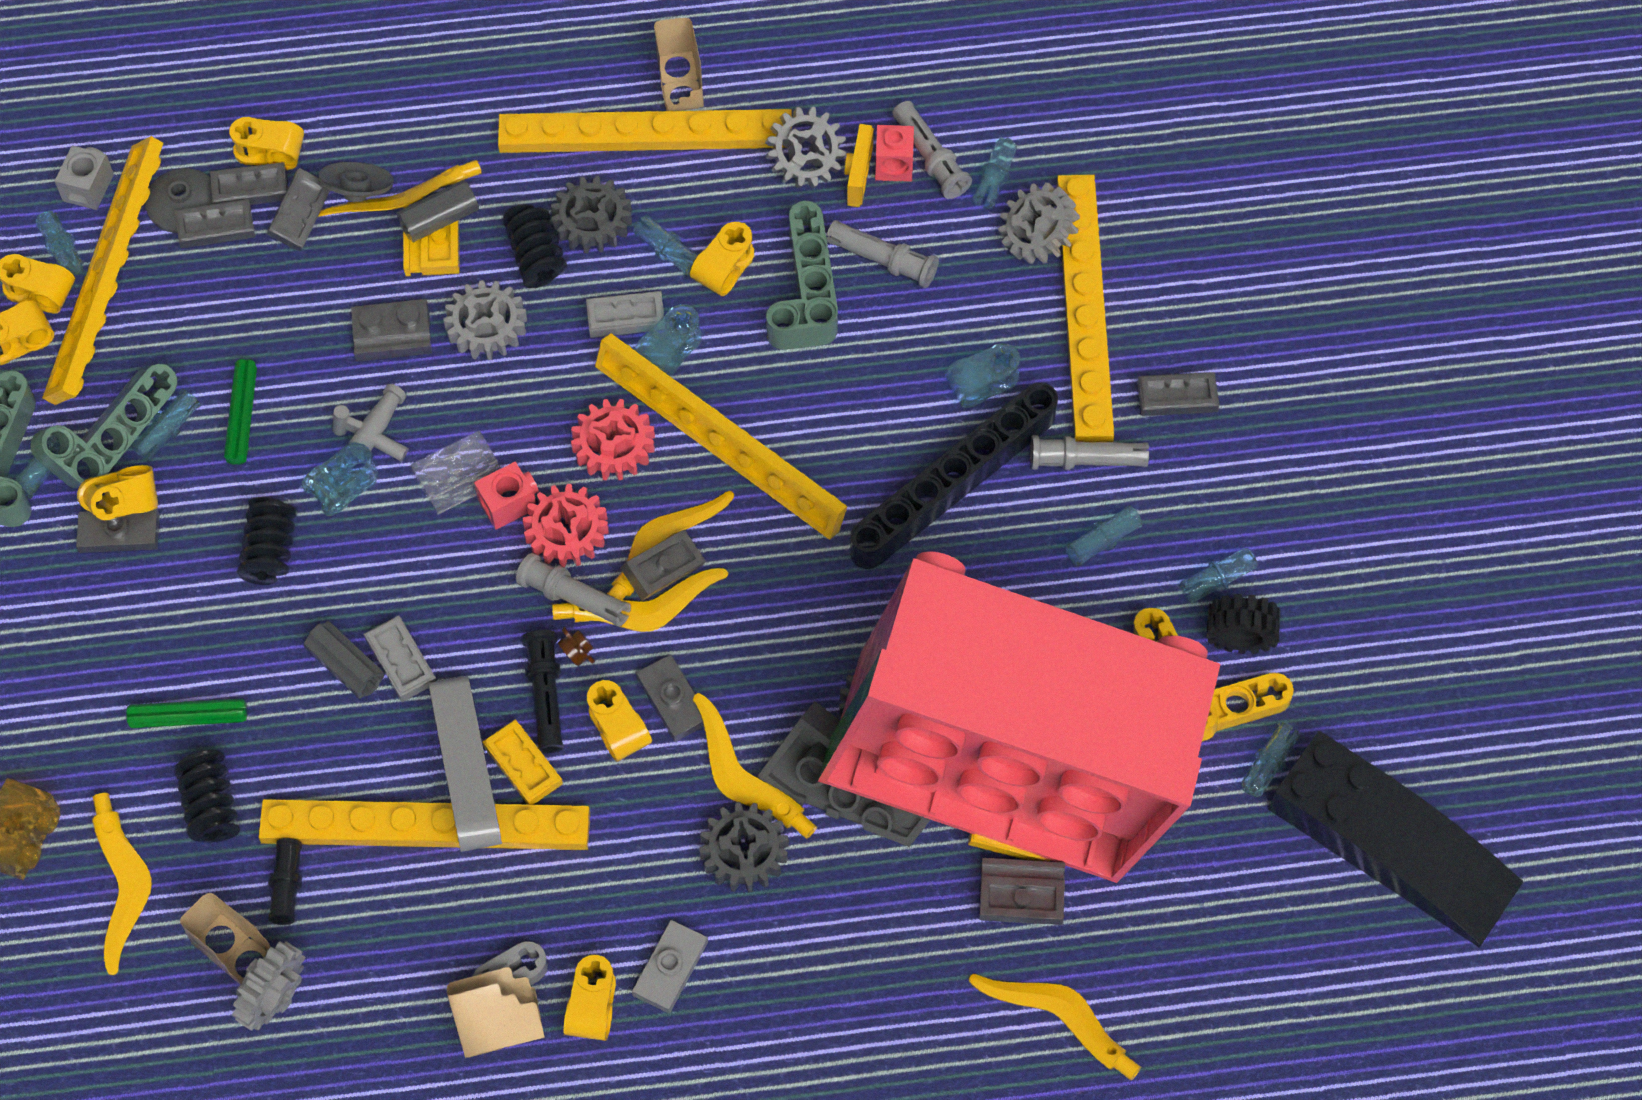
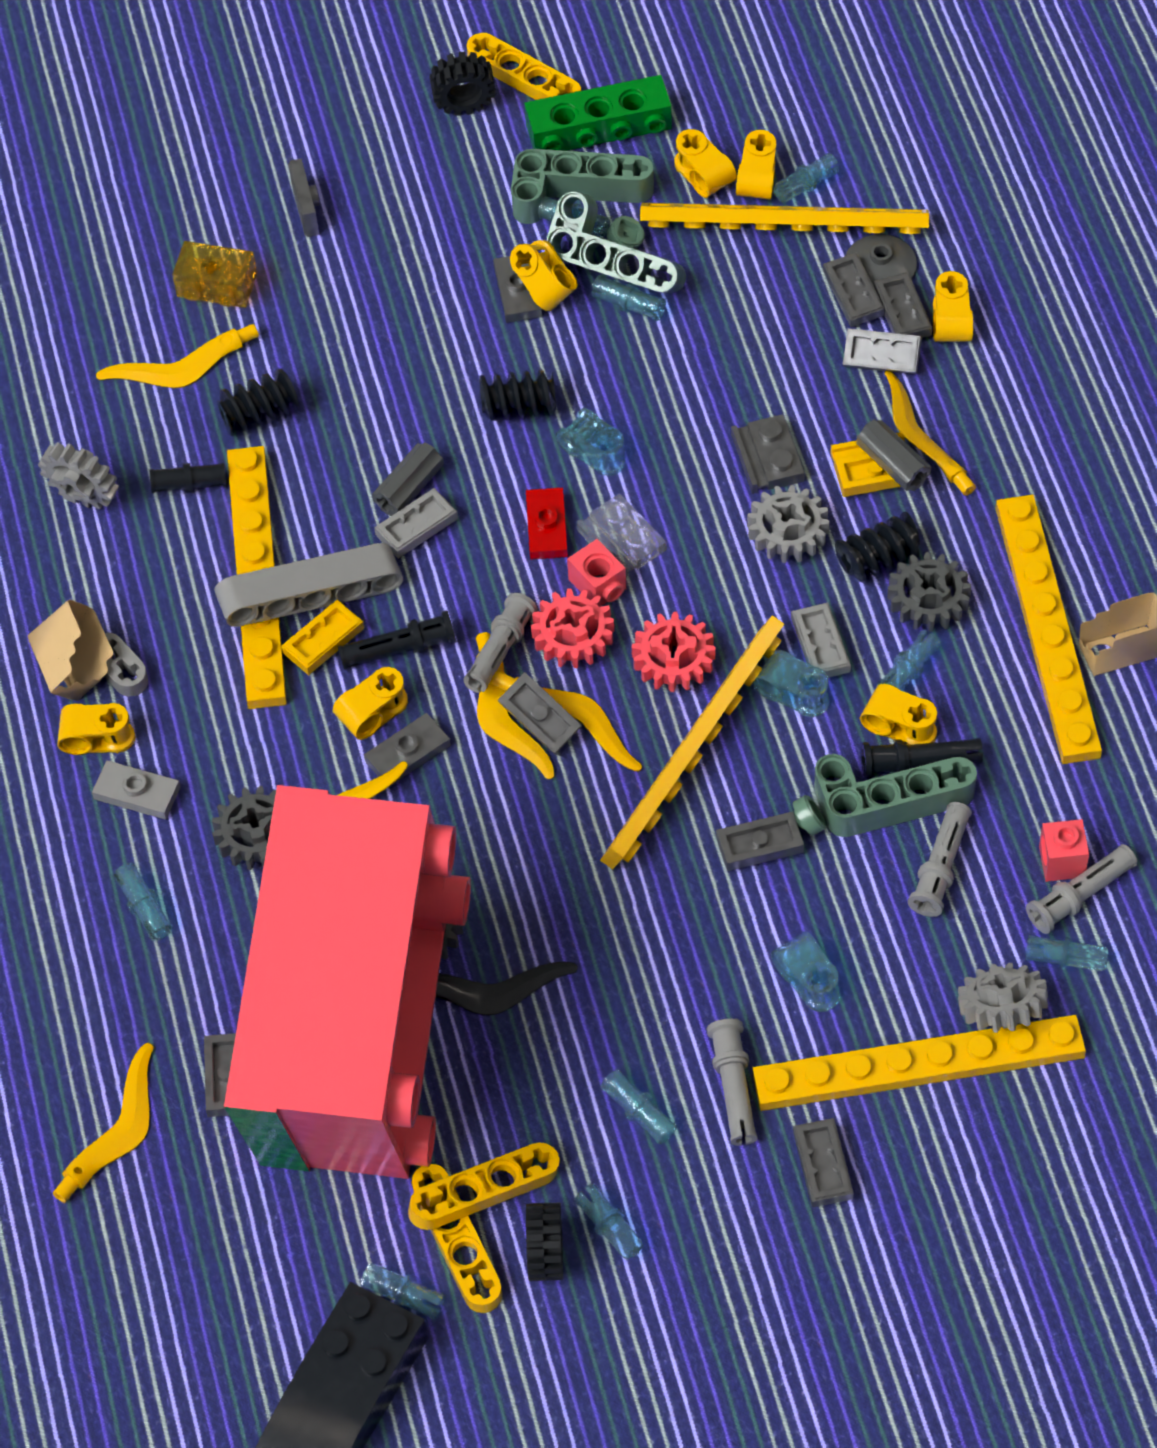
camera: 85 degrees right, 5 degrees down
(80, 416) = (626, 232): none -> sand green tile
(86, 189) = (881, 179): light grey brick -> none
(186, 713) = (342, 375): green axle -> none
(213, 912) = (143, 437): tan piece -> none
(240, 412) = (655, 352): green axle -> none
(356, 180) = (924, 387): dark grey dish -> none
(371, 429) = (650, 455): light grey piece -> none
(427, 538) = (546, 523): none -> red plate
(576, 647) = (445, 658): reddish brown plate -> none
(768, 266) = (903, 756): none -> black pin
(793, 139) = (1054, 781): light grey gear -> none
(810, 966) = (142, 902): none -> clear light blue pin
(819, 351) = (808, 815): none -> sand green tile
(838, 396) = (760, 841): none -> flat silver plate
(858, 165) = (1027, 821): yellow plate -> none
(949, 490) = (690, 973): black beam -> none

